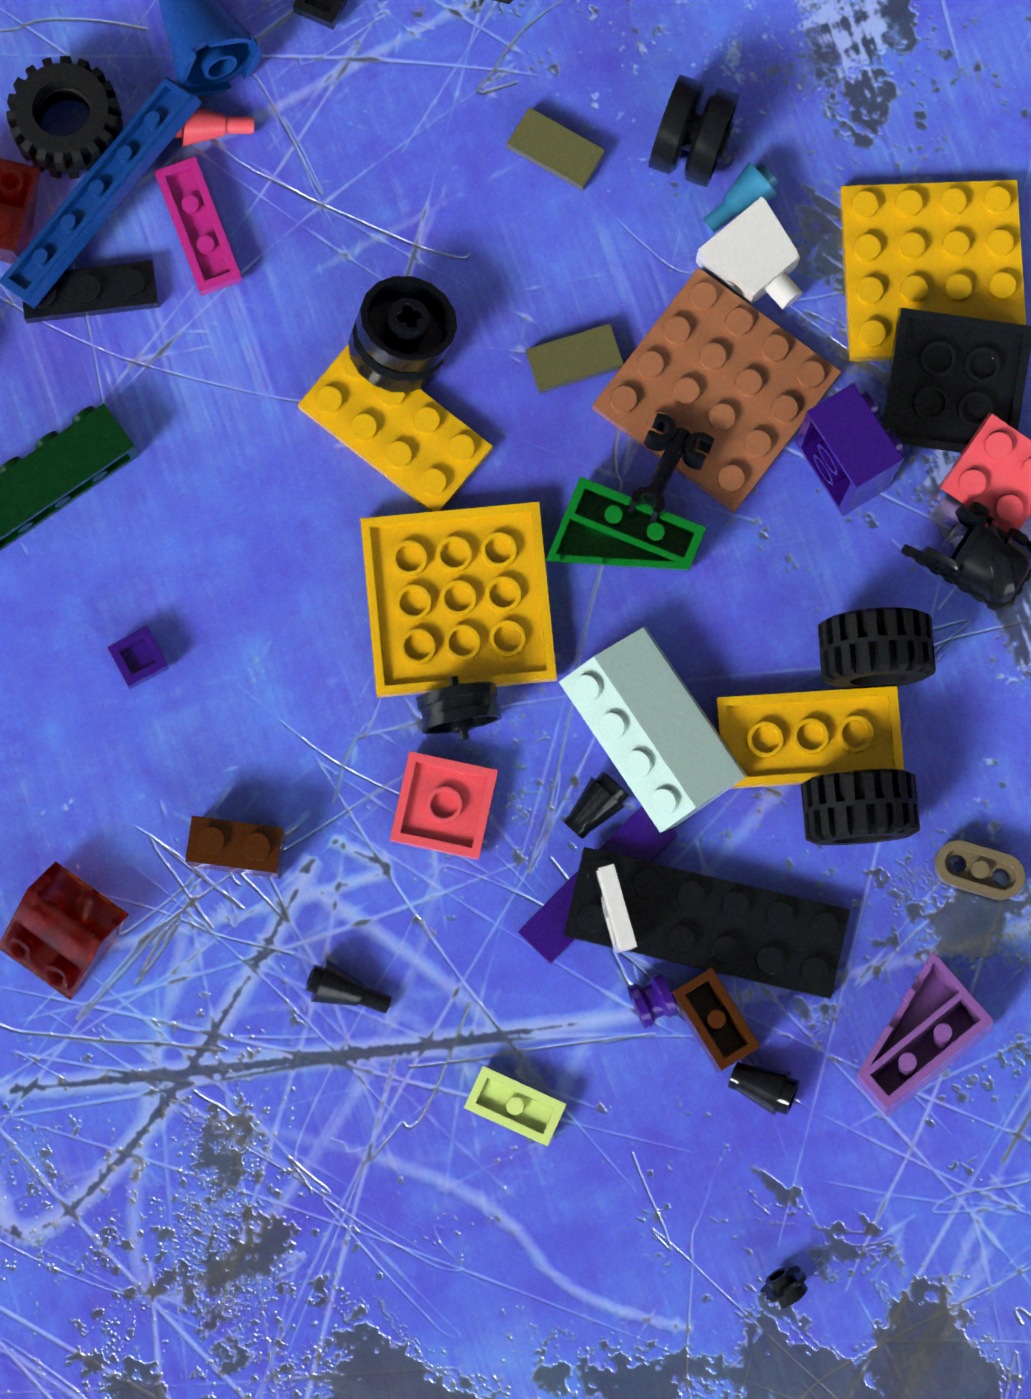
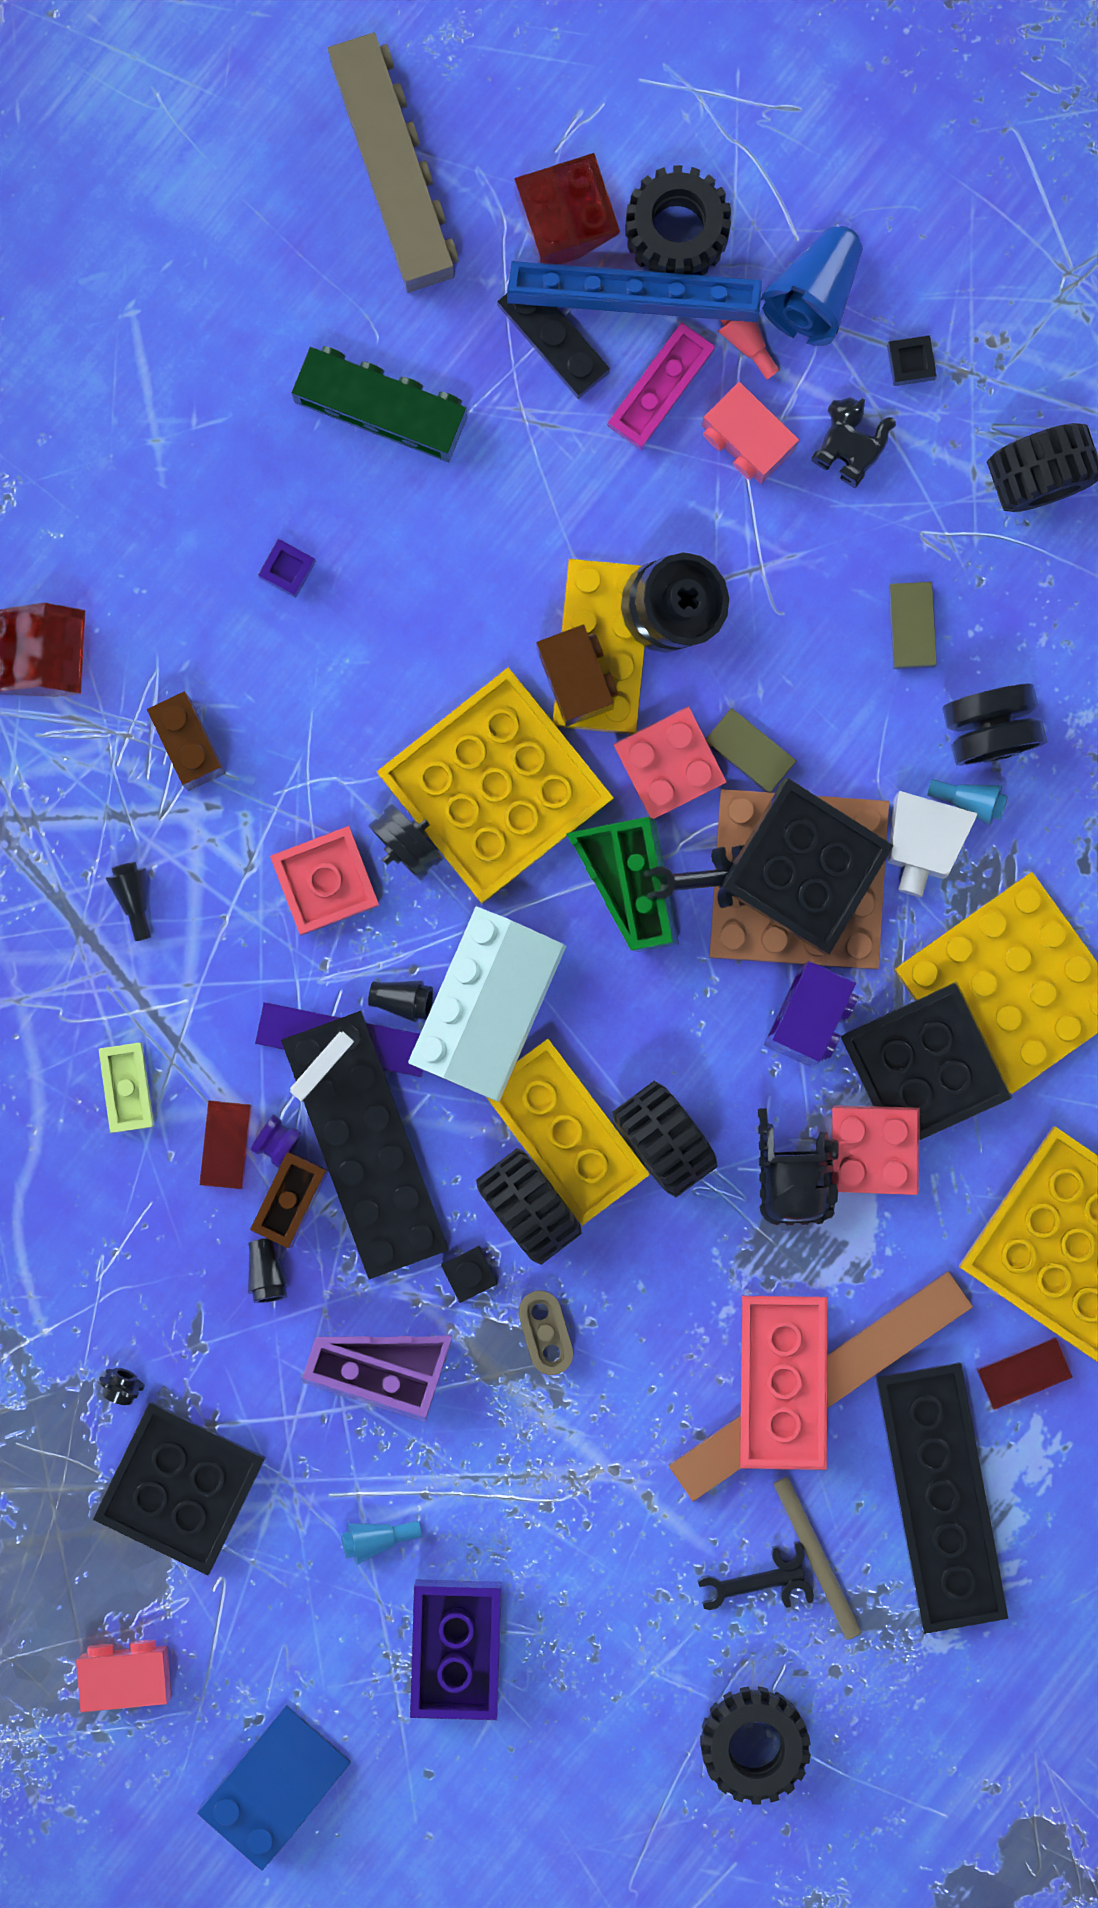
camera: 60 degrees right, 5 degrees up
(292, 177) = (749, 434): none -> coral brick
(363, 98) = (851, 446): none -> black animal
(409, 460) = (576, 674): none -> reddish brown brick
(539, 433) = (670, 763): none -> coral plate
(624, 1050) = (225, 1144): none -> clear red tile
(713, 370) = (806, 866): none -> black plate
(882, 905) = (469, 1274): none -> black plate
(912, 1293) = (179, 1488): none -> black plate

